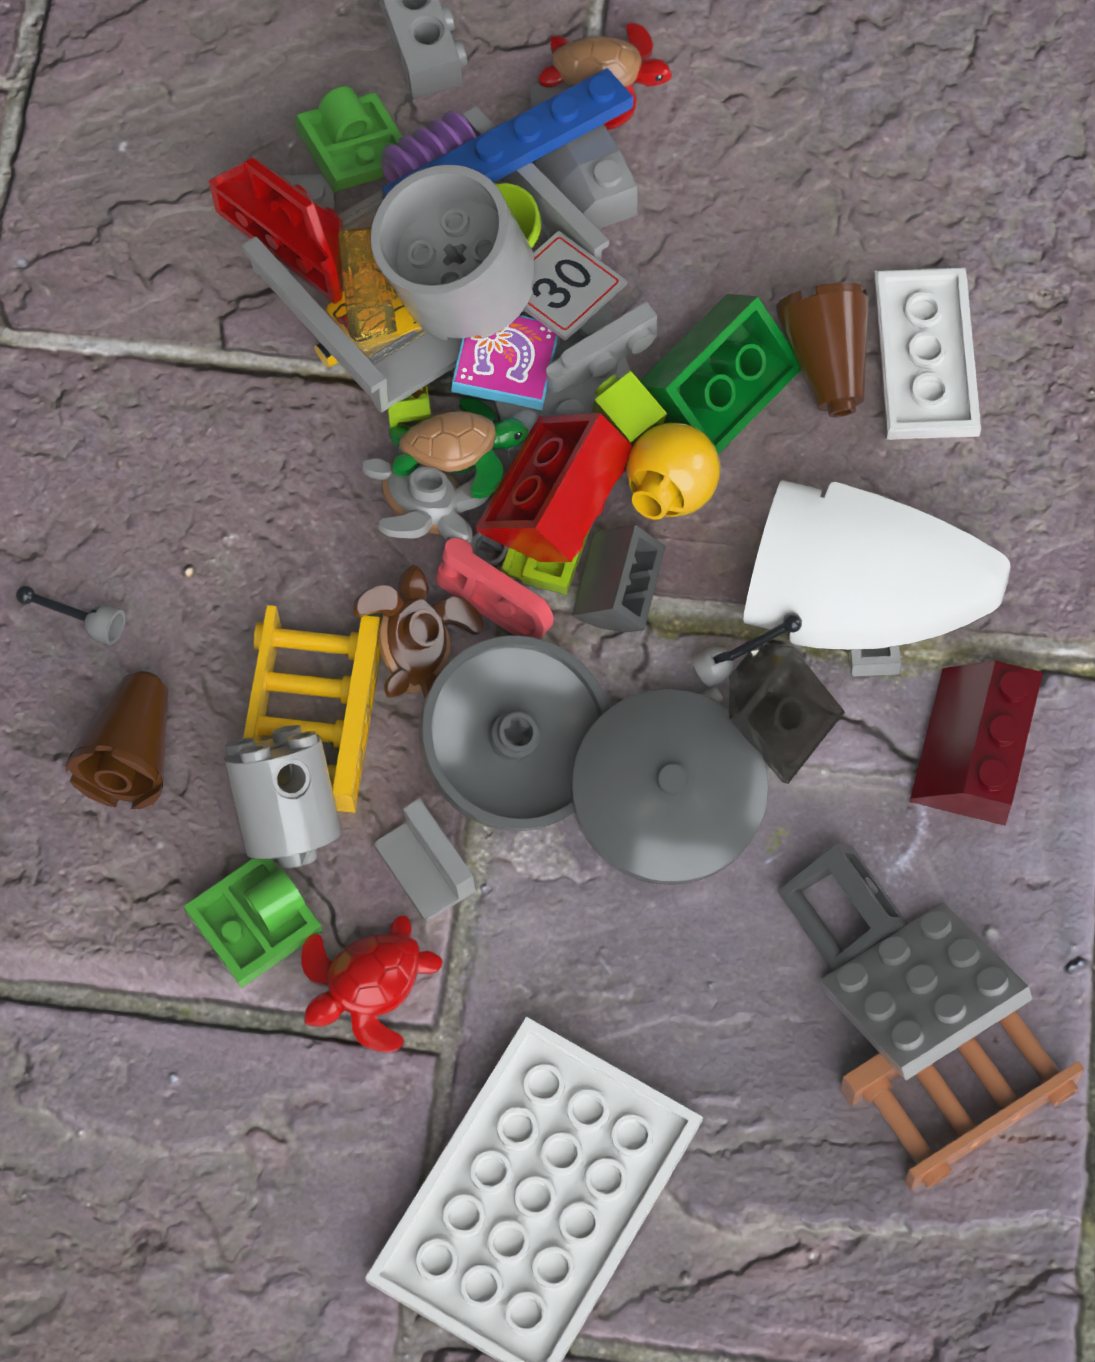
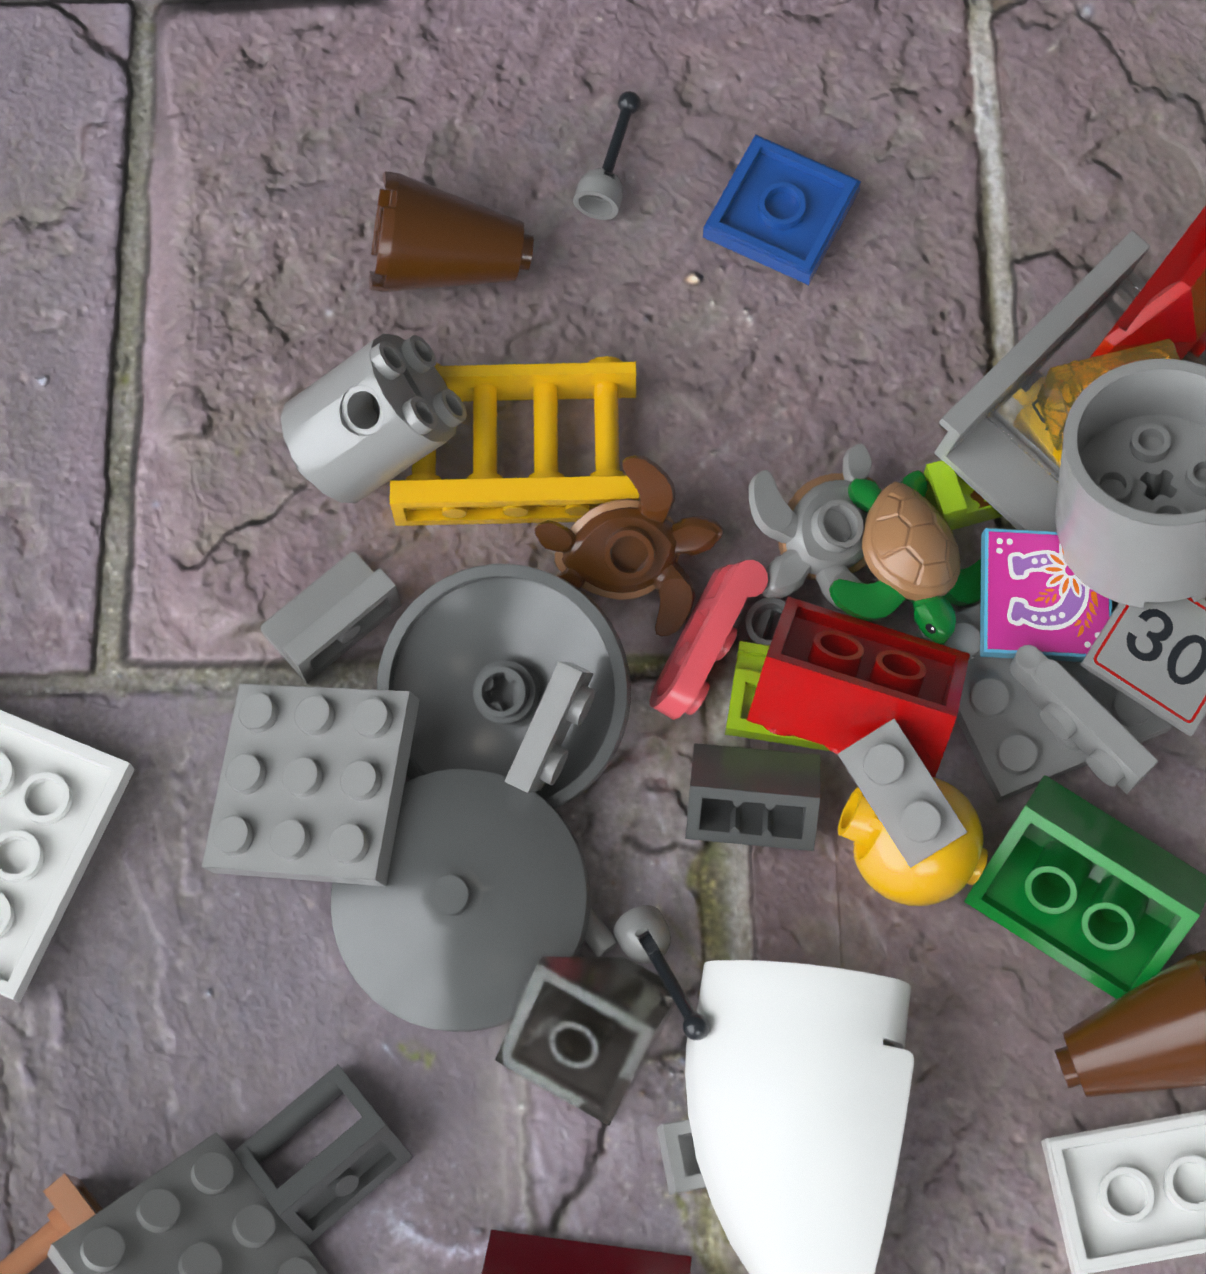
camera: 80 degrees right, 5 degrees up
(149, 495) = (781, 209): none -> blue plate
(253, 919) = (228, 427): bright green plate -> none
(367, 981) = (163, 567): red animal -> none
(564, 881) = (312, 783): none -> light grey plate
(573, 701) = (563, 703): none -> light grey plate
(628, 406) = (994, 764): lime brick -> none
(646, 460) = (902, 793): none -> light grey plate

